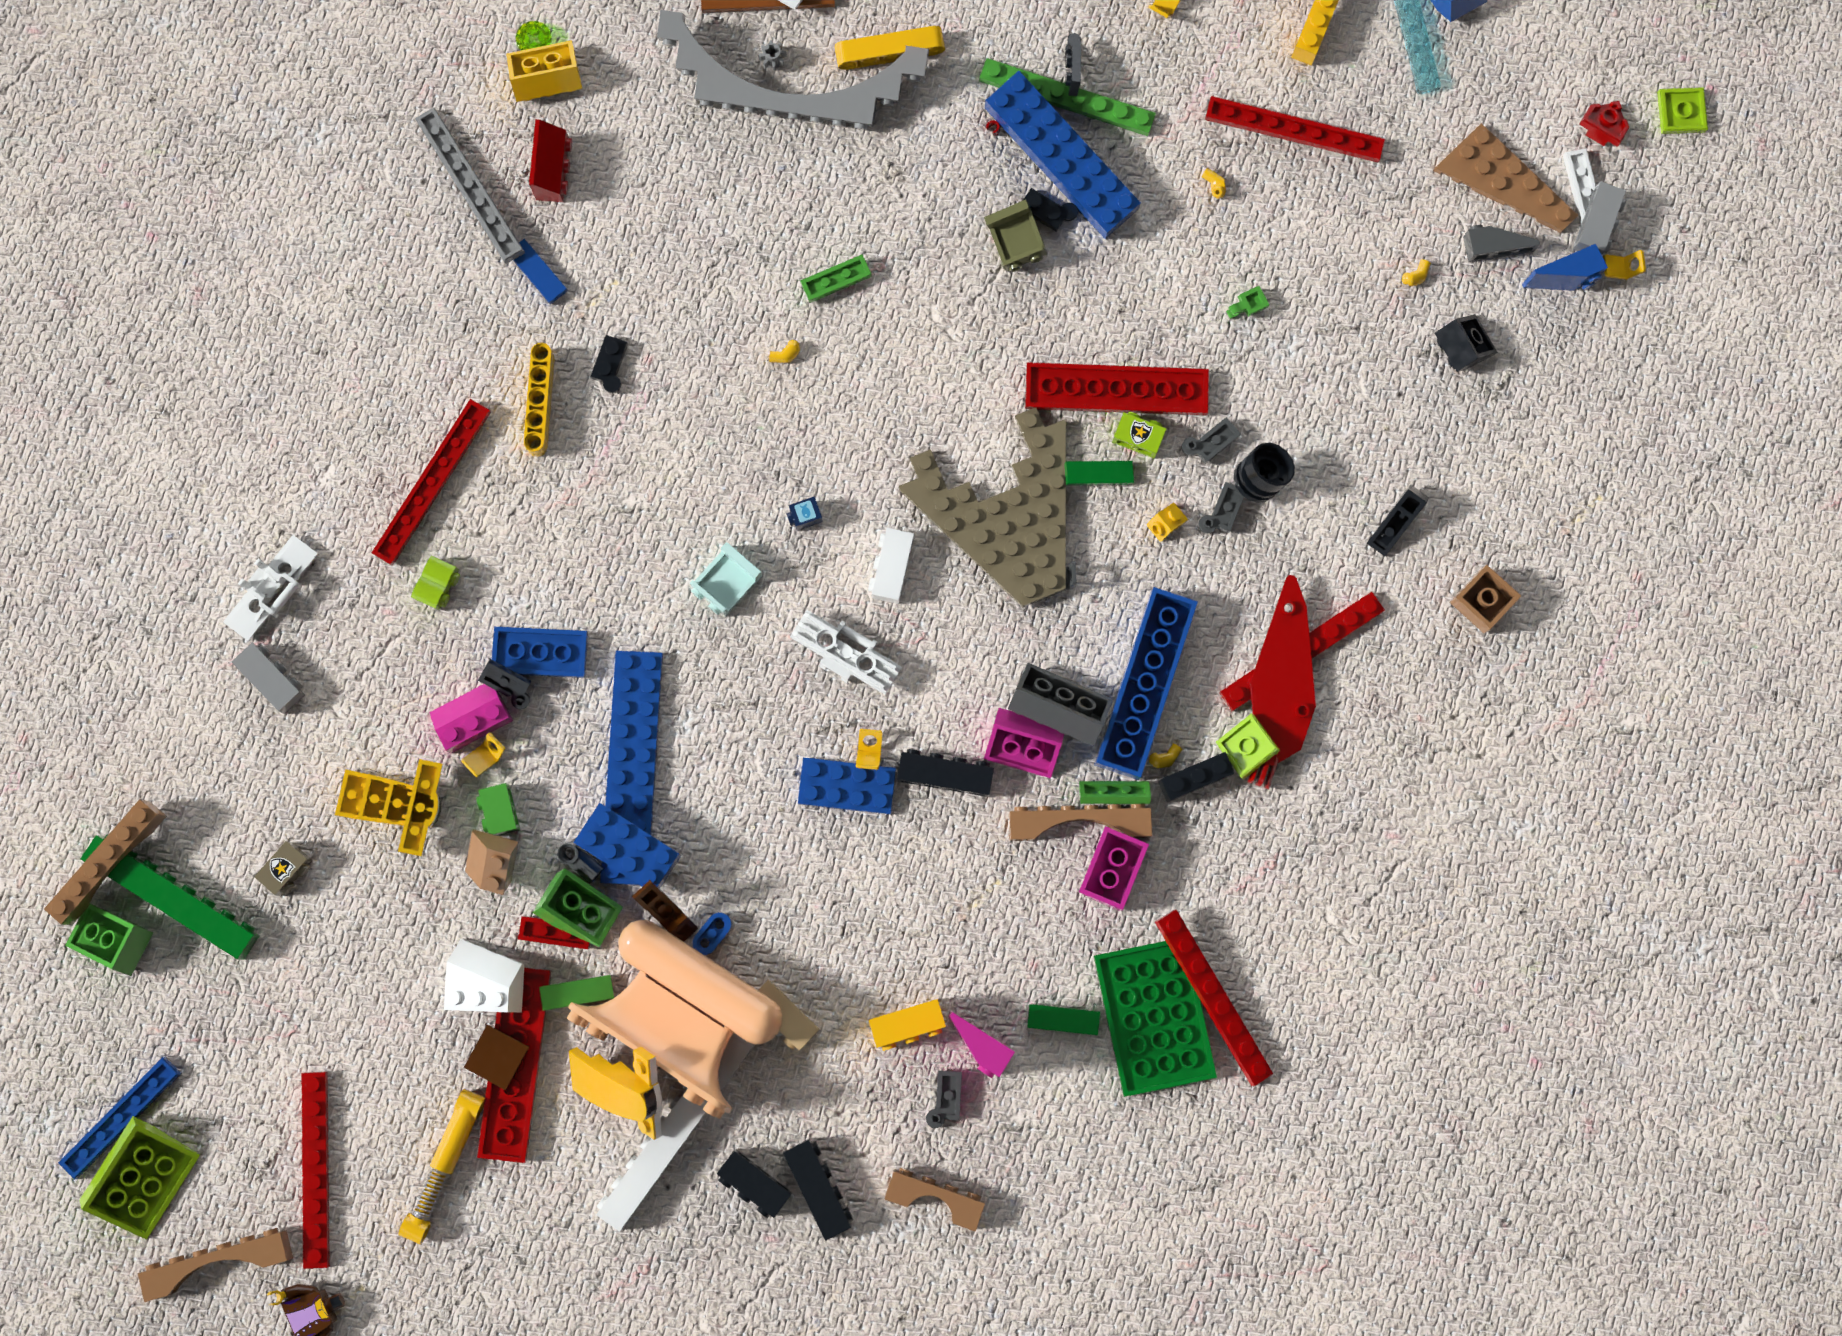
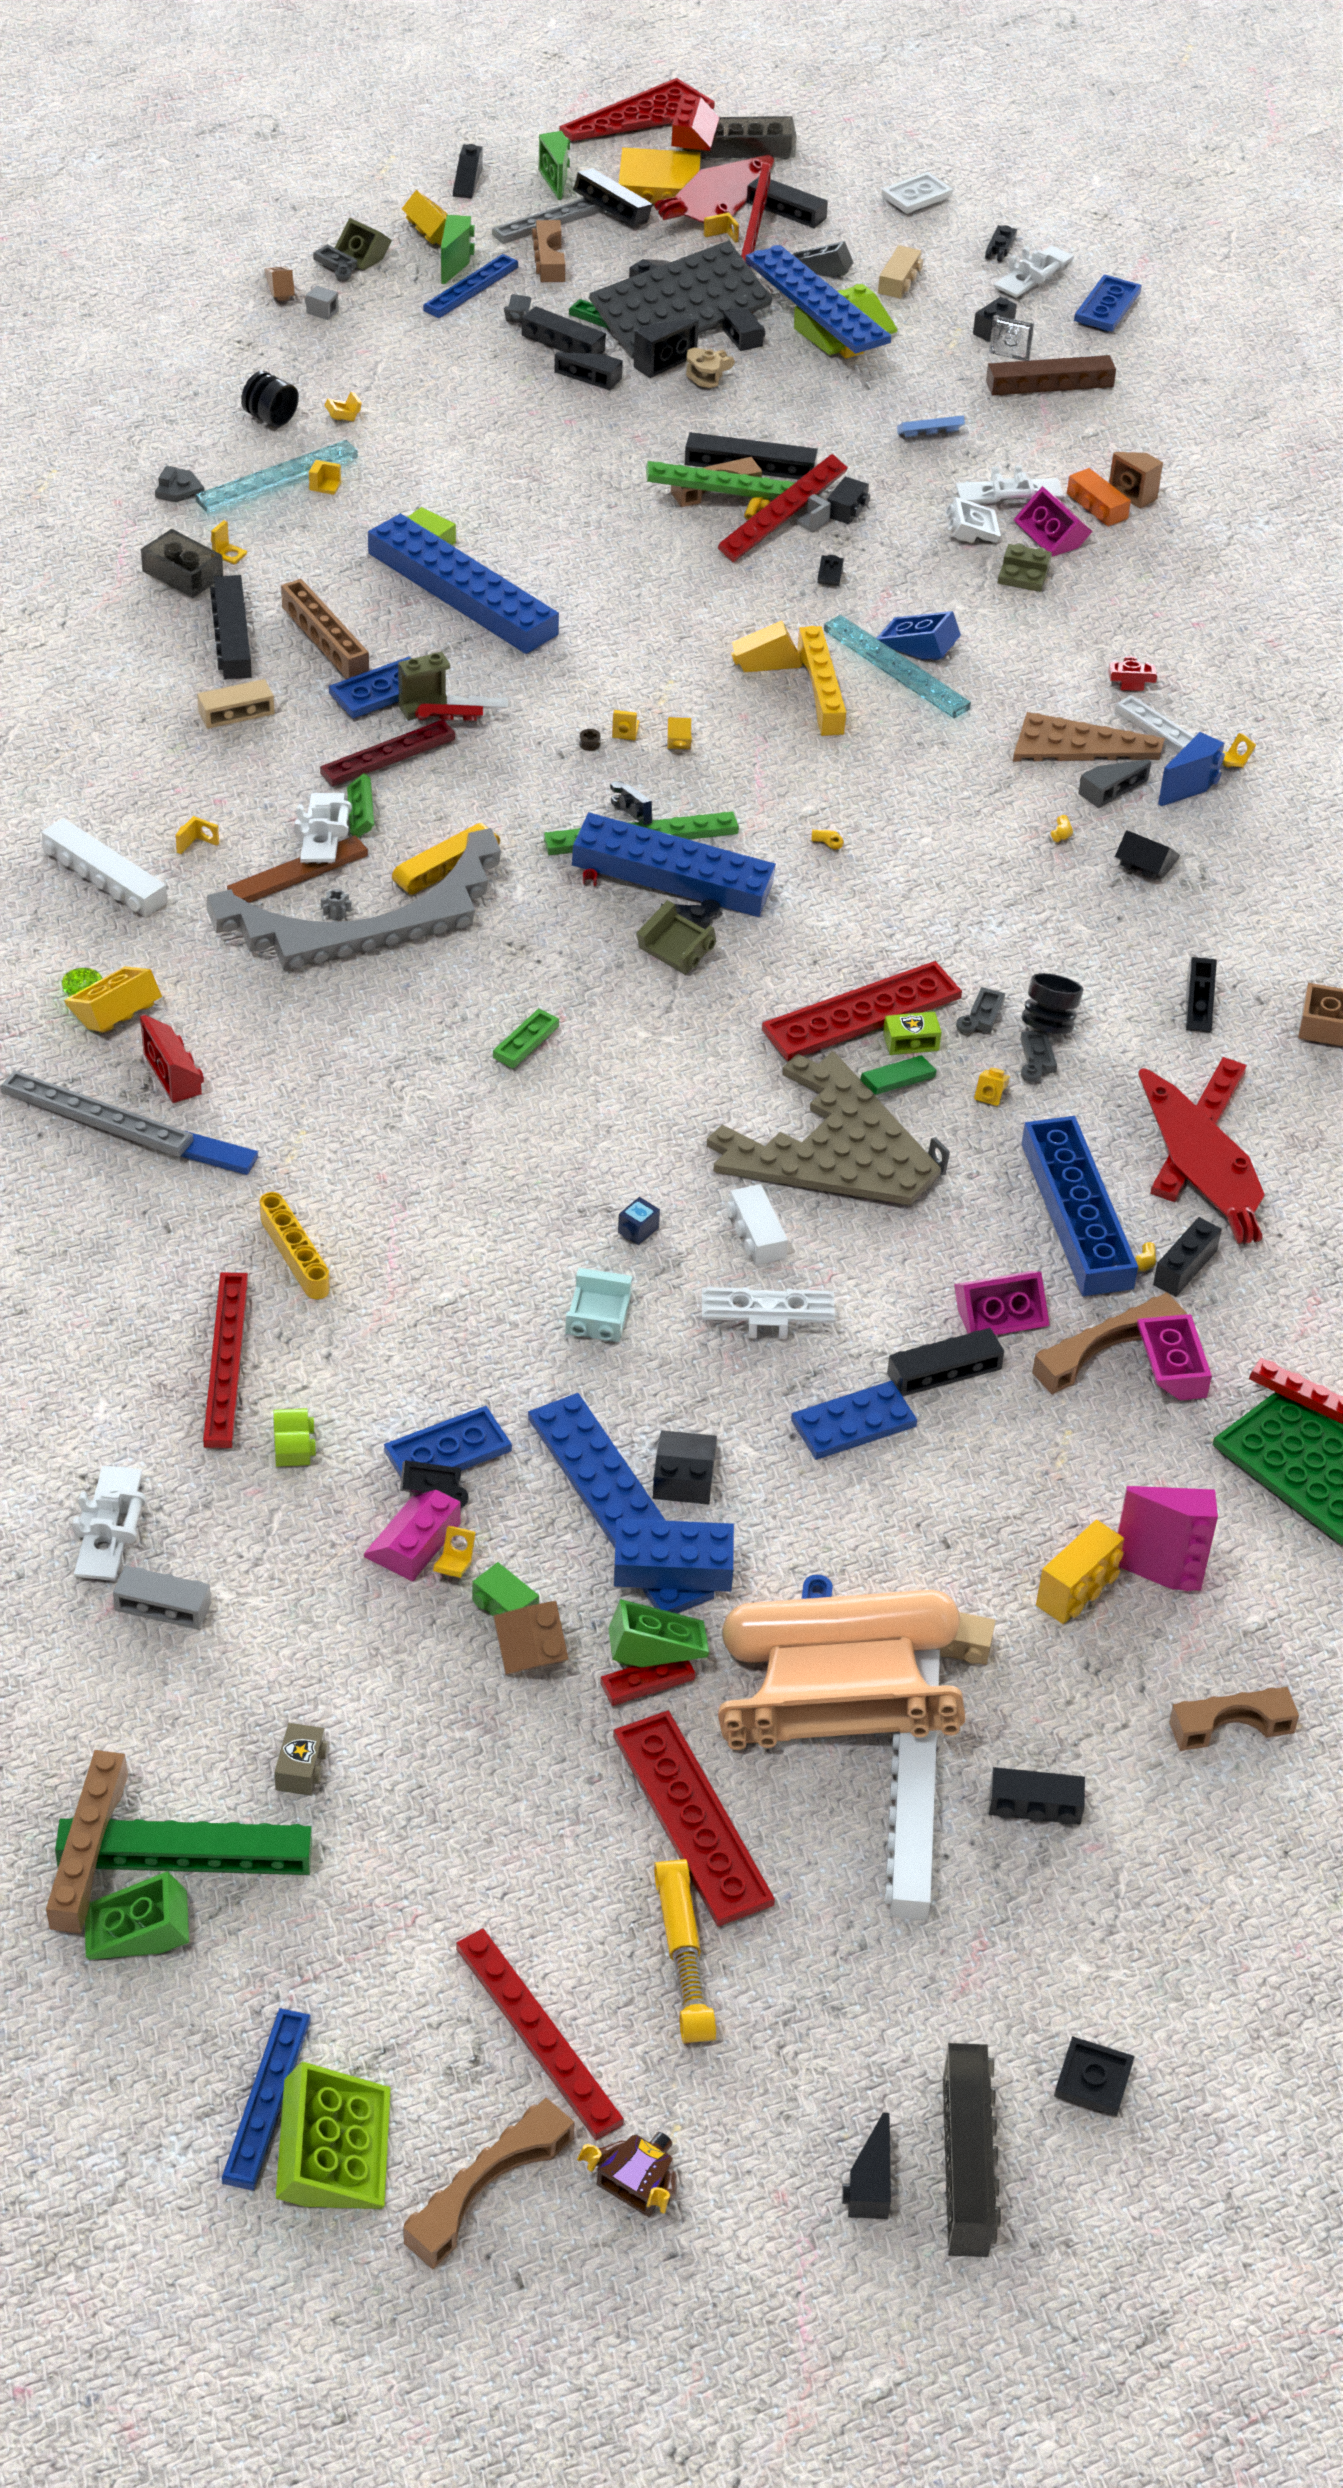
camera: 30 degrees left, 35 degrees down
(395, 803) = (385, 1641): yellow slope -> none
(482, 980) = (608, 1751): white wedge -> none
(496, 1057) = (670, 1811): reddish brown tile -> none
(577, 991) = (702, 1720): bright green tile -> none
(582, 862) = (616, 1588): dark grey piece -> none
(609, 362) = (344, 1192): black hinge -> none
(619, 1088) = (831, 1752): yellow slope -> none
(665, 911) = (740, 1575): reddish brown slope -> none
(698, 759) = (684, 1467): none -> black slope
(788, 353) = (521, 1115): yellow arm -> none
(817, 1188) = (1107, 1768): black brick -> none
(869, 755) = (858, 1380): yellow bracket -> none
(947, 1099) = (1171, 1626): dark grey hinge -> none
(1060, 704) = (1013, 1249): dark grey brick -> none
(1063, 1019) = (1242, 1505): green tile -> none
(1114, 792) = (1120, 1304): bright green plate -> none
(1247, 746) = (1216, 1204): lime tile -> none
(1250, 302) = (930, 903): bright green plate -> none
(1294, 129) = (867, 775): red plate -> none
(1600, 217) = (1182, 720): light grey brick -> none
(1682, 110) = (1187, 644): lime tile -> none

